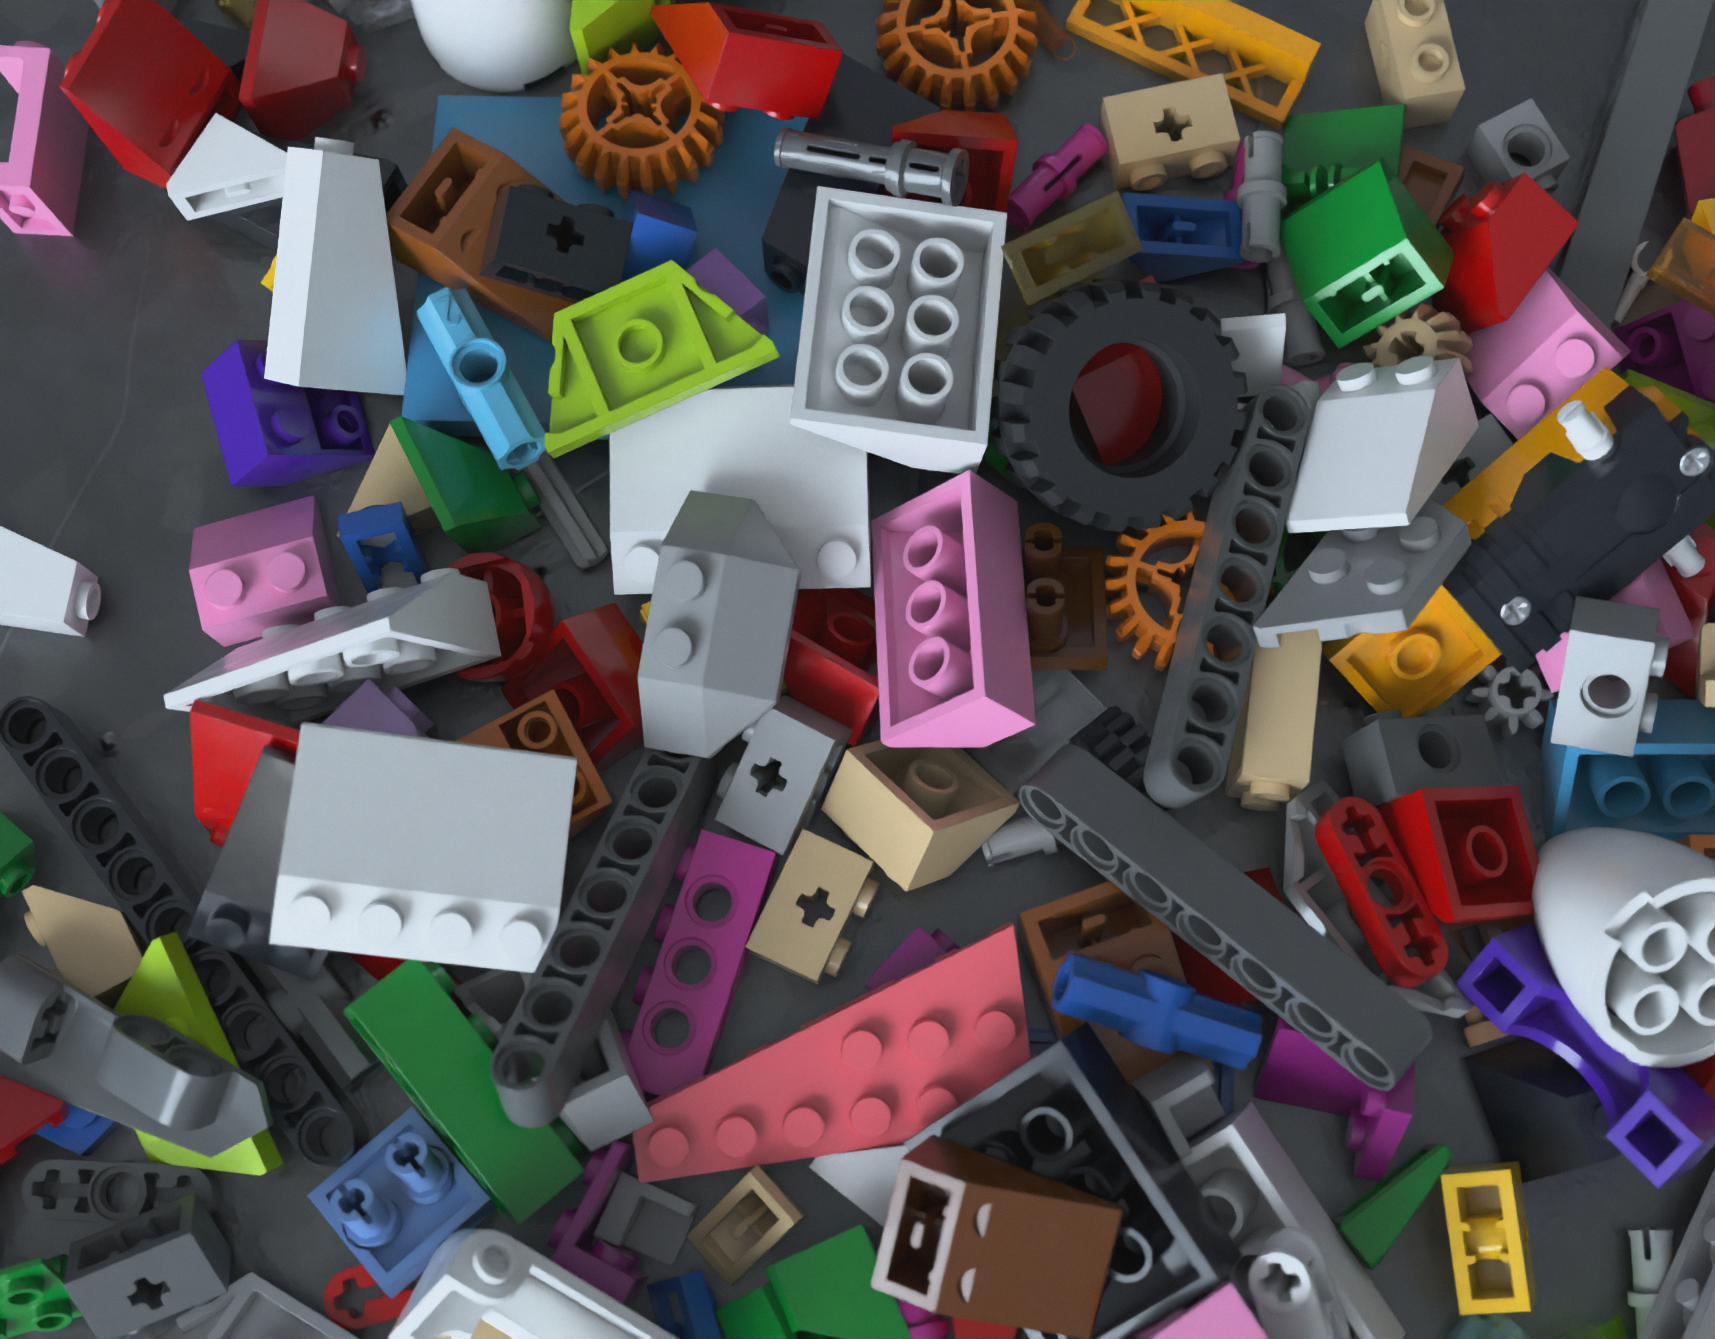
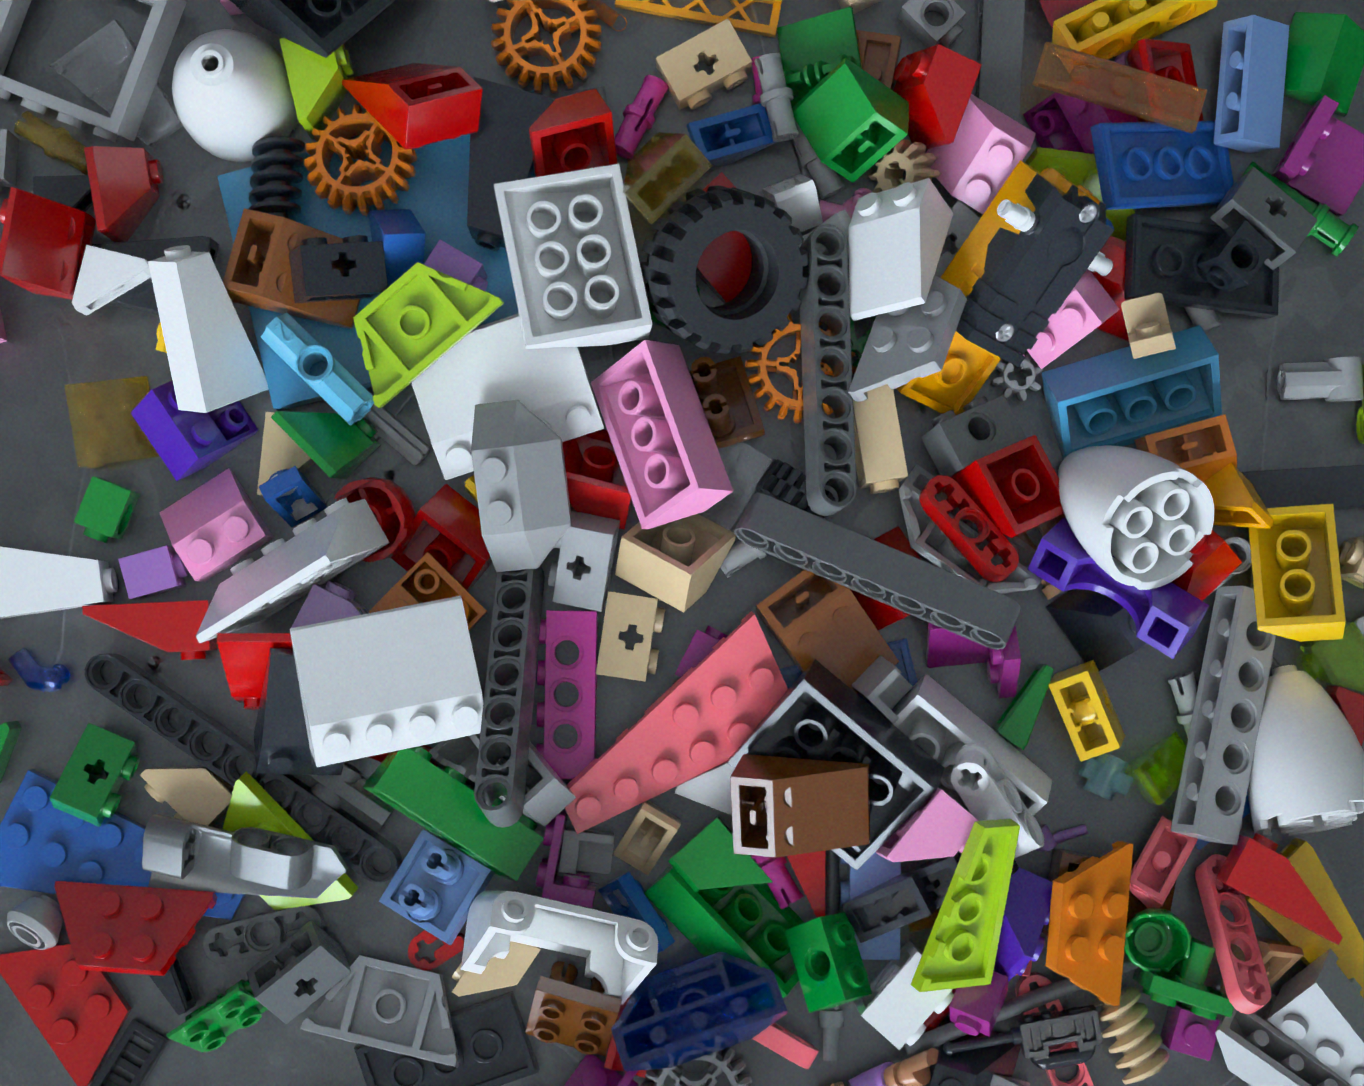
camera: 25 degrees left, 10 degrees up
(119, 498) = (106, 509): none -> green brick
(127, 680) = (161, 624): none -> red slope
(150, 607) = (153, 572): none -> medium lavender brick
(158, 380) = (104, 423): none -> clear yellow hinge
(520, 104) = (275, 175): none -> black piece
(900, 167) = (544, 161): dark grey pin -> none
(1156, 1011) = (855, 640): blue piece -> none
(1617, 642) = (1069, 356): light grey brick -> none
(1635, 283) = (1029, 72): white hand -> none

